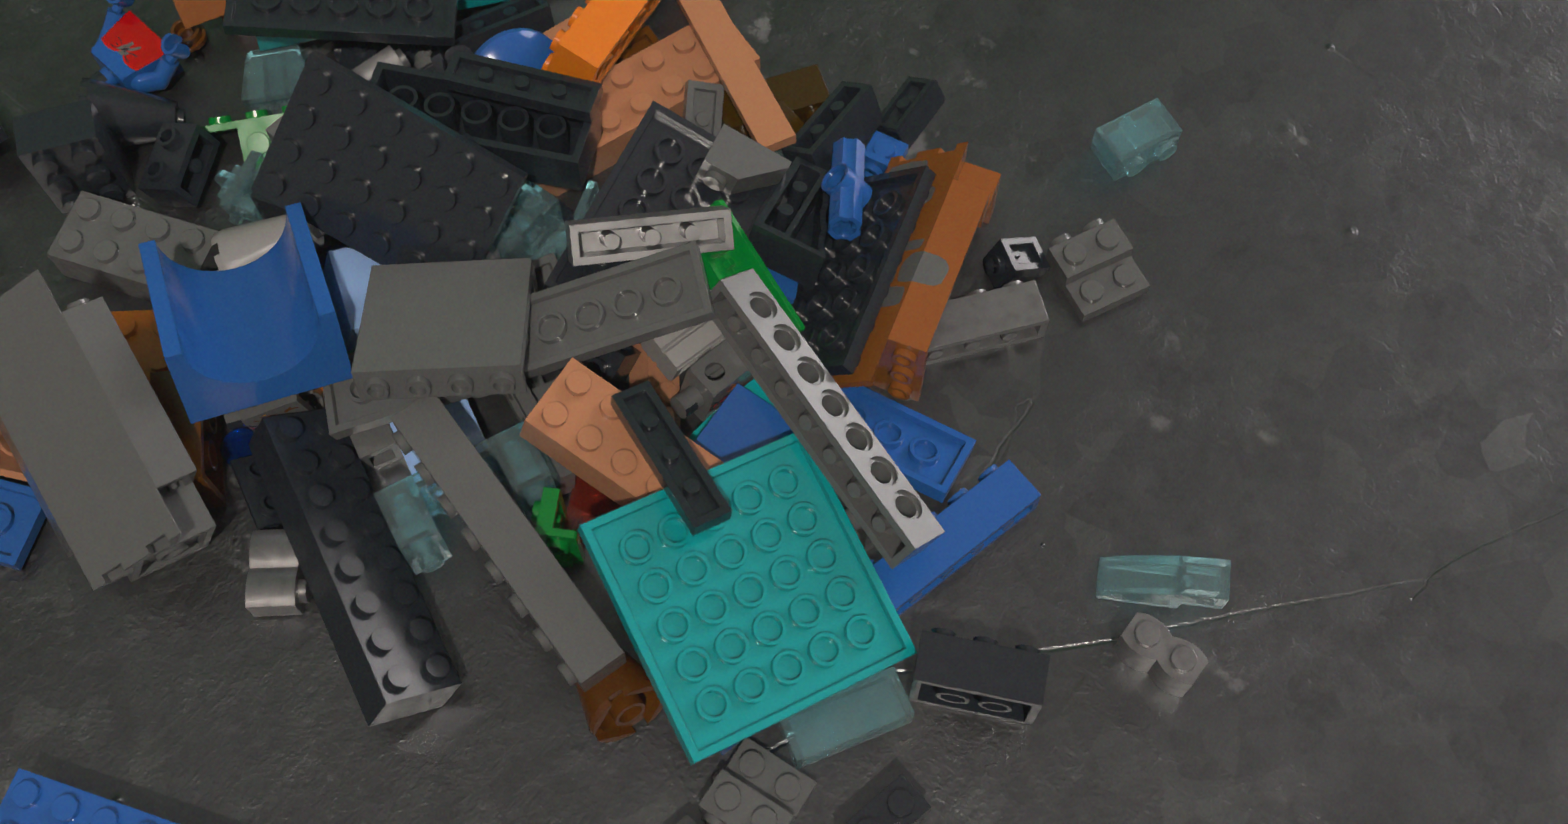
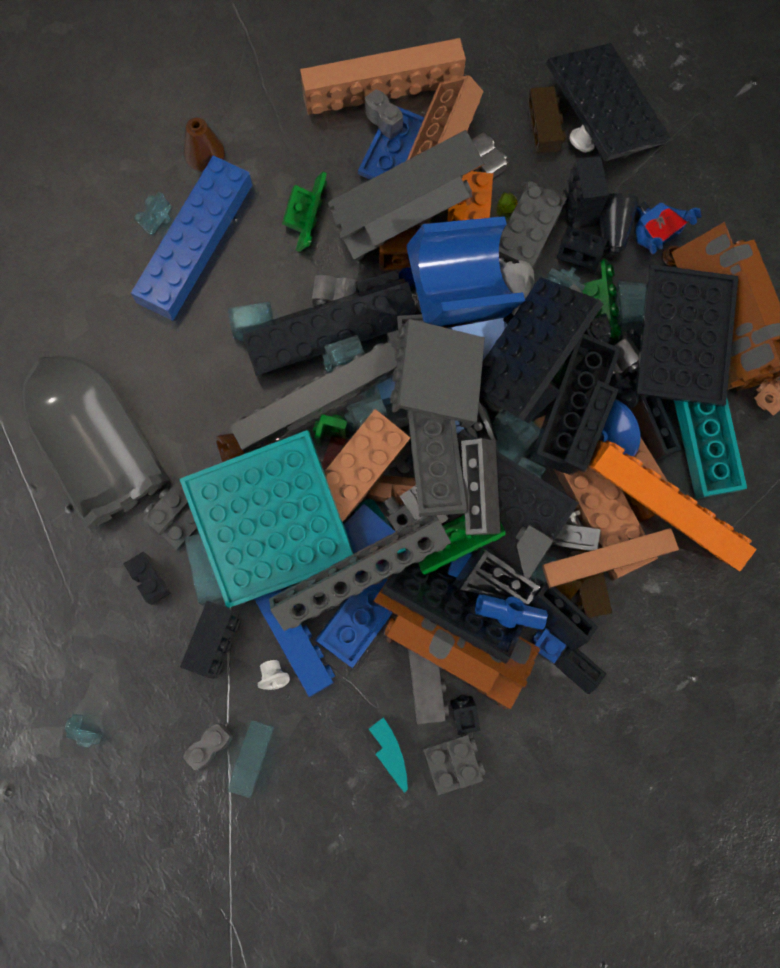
camera: 95 degrees right, 10 degrees up
(84, 288) = (507, 202): none -> clear neon green plate
(100, 656) = (302, 210): none -> green bracket
(341, 724) = (248, 316): none -> clear light blue brick
(671, 458) = (339, 482): black plate -> none
(1015, 568) = (272, 676): none -> white piece
(1100, 362) = (390, 753): none -> teal slope
(1136, 139) = (541, 810): clear light blue brick -> none

